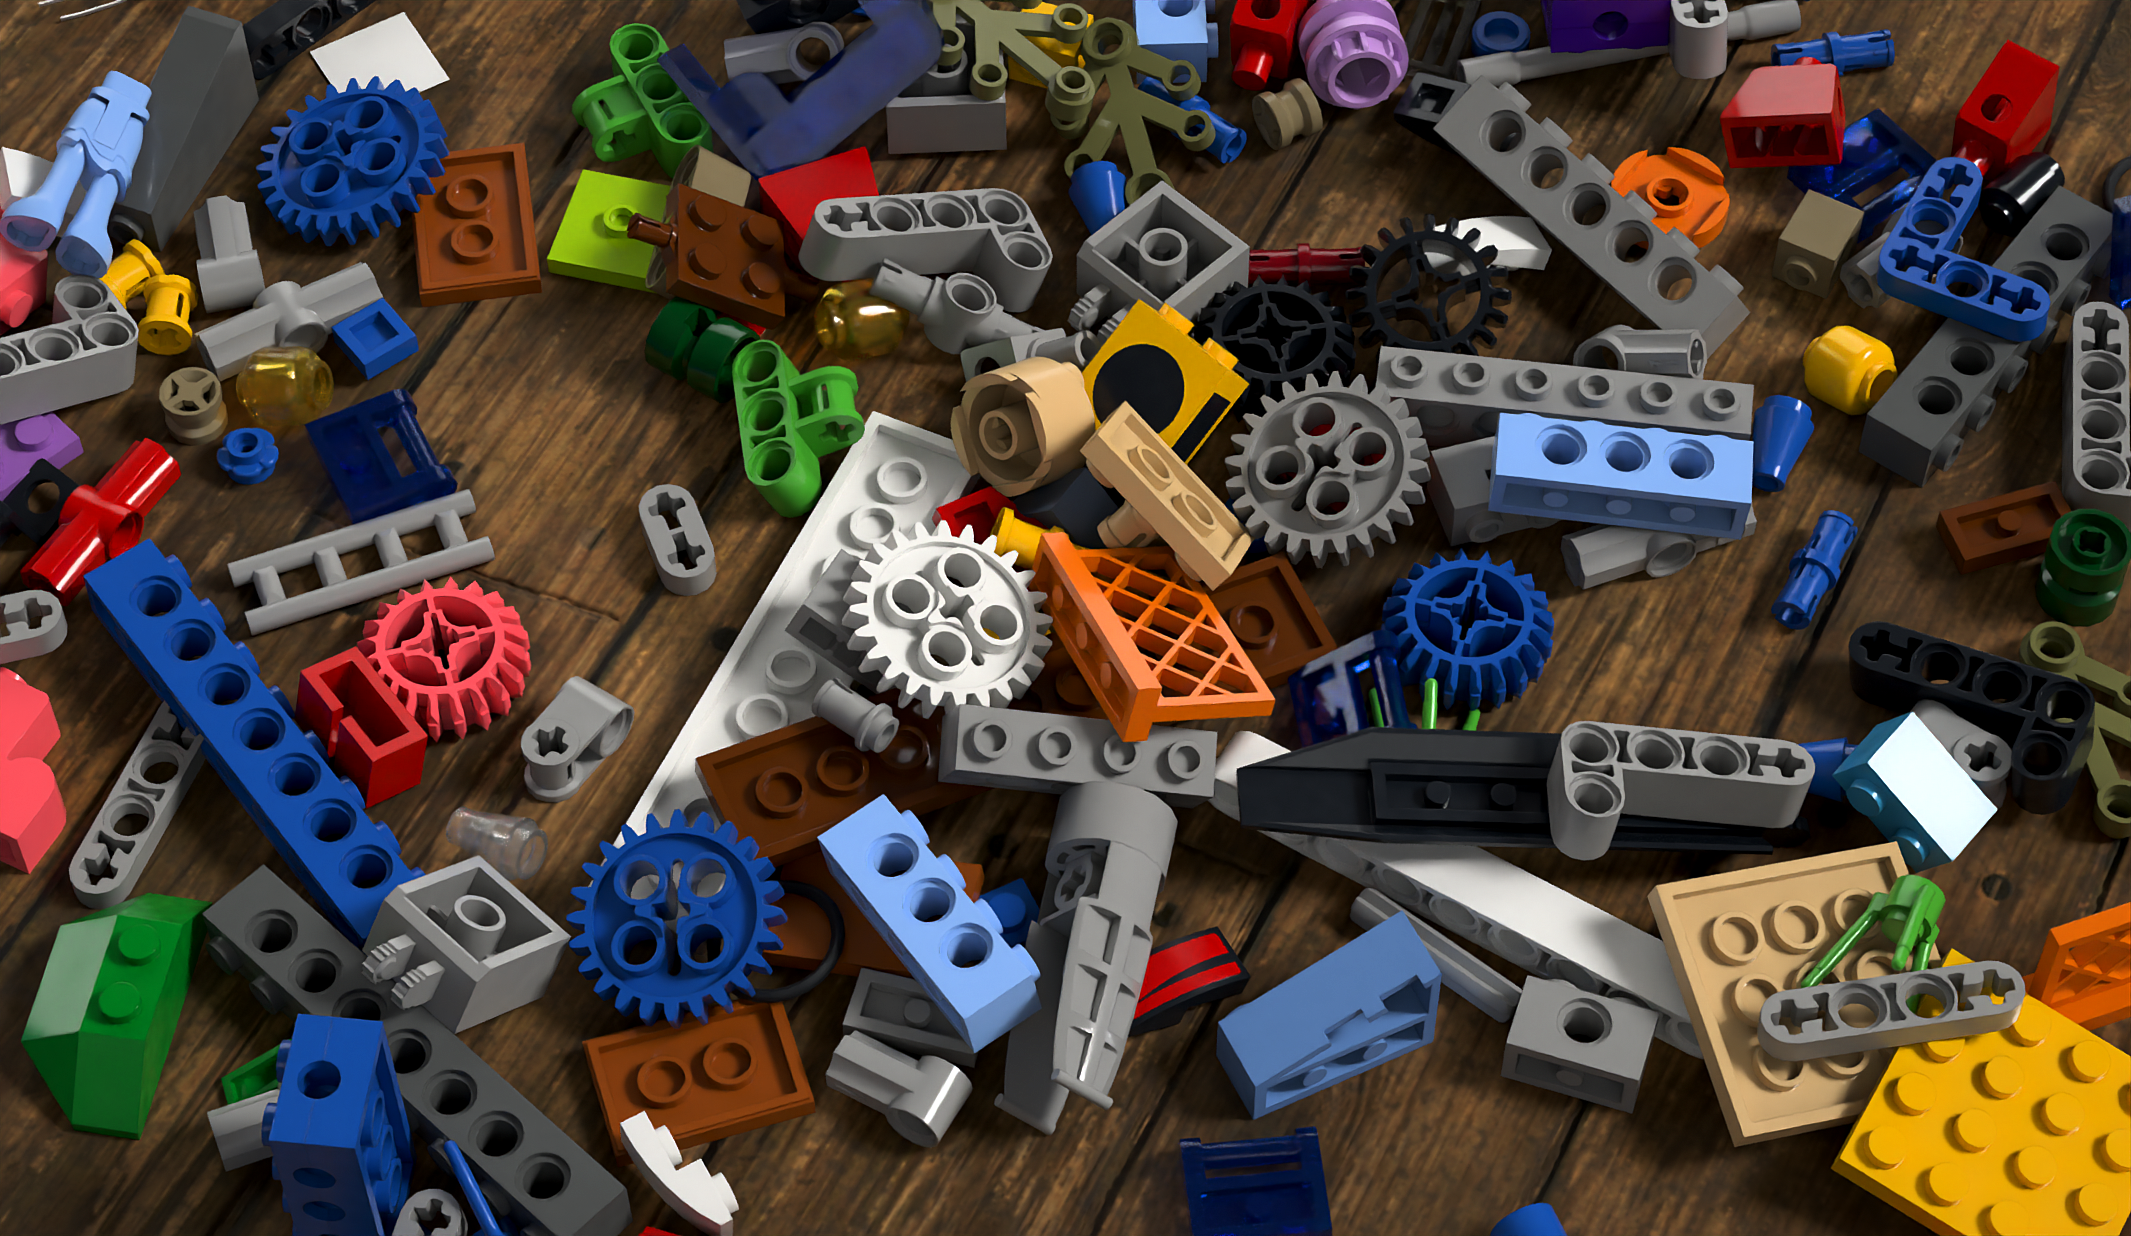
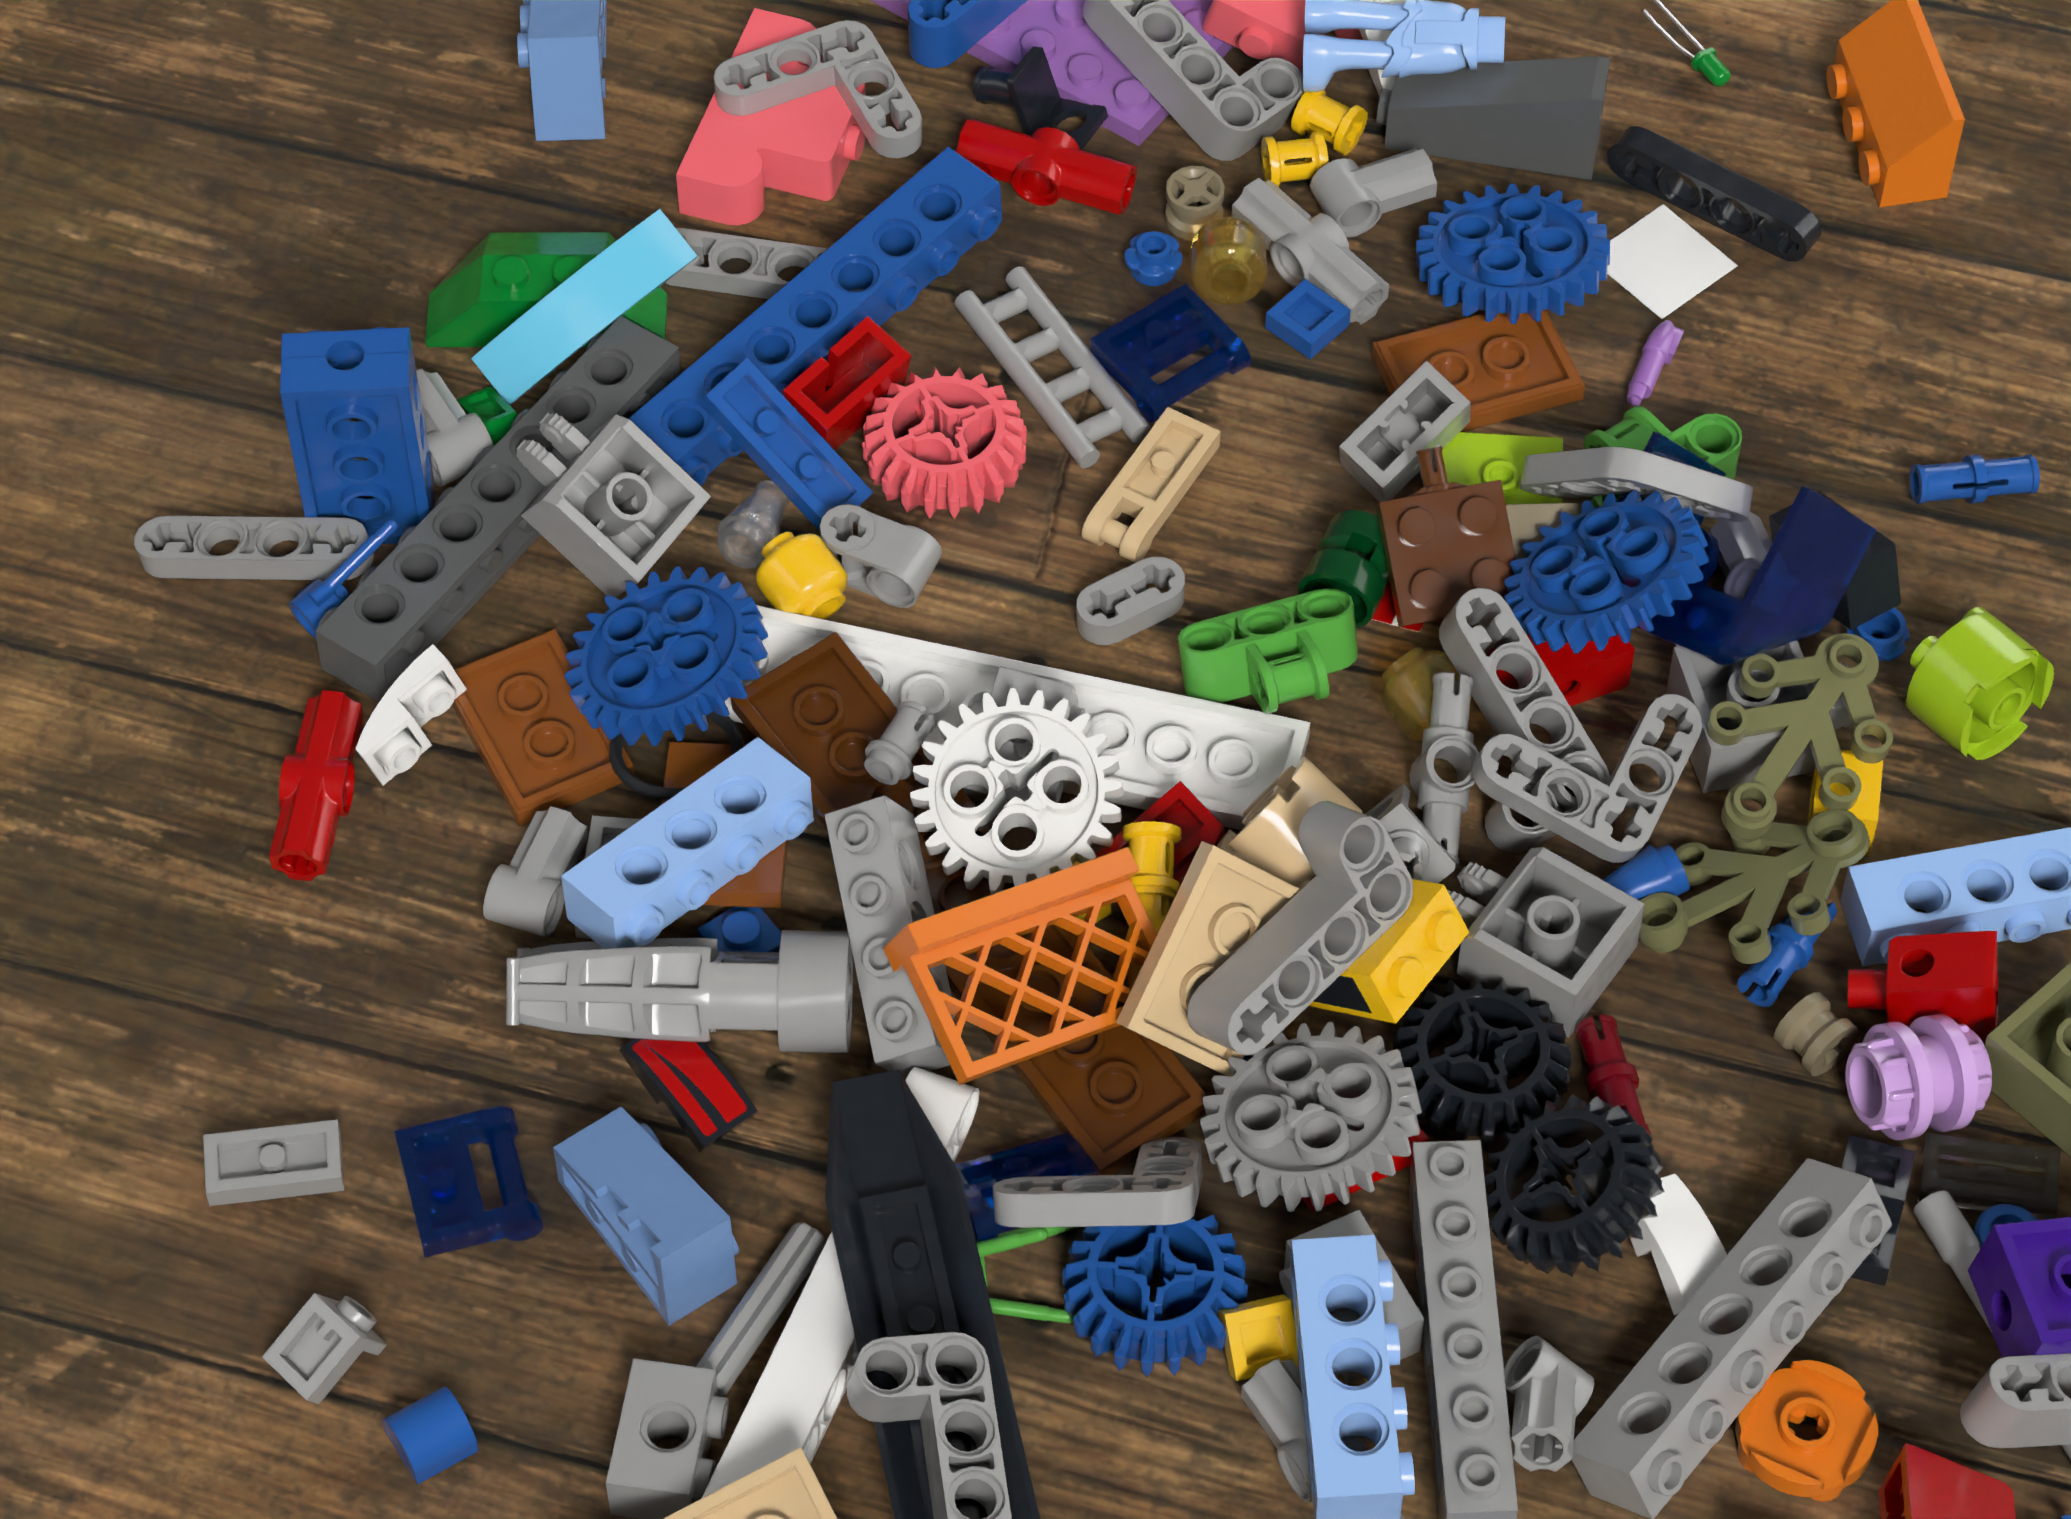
camera: 80 degrees right, 0 degrees up
(192, 943) = (583, 306): none -> medium azure slope
(426, 784) = (783, 443): none -> blue plate
(492, 85) = (1655, 353): none -> medium lavender piece
(543, 496) = (1152, 484): none -> tan plate
(565, 270) = (1415, 417): none -> light grey brick
(585, 803) = (802, 576): none -> yellow head
(706, 81) = (1626, 469): none -> light grey beam
(783, 84) = (1633, 542): none -> blue gear
(1045, 190) = (1597, 802): none -> light grey beam
(1175, 411) = (1312, 939): none -> light grey beam
(1422, 582) = (1158, 1192): none -> light grey beam
(1533, 553) = (1258, 1335): none -> yellow plate

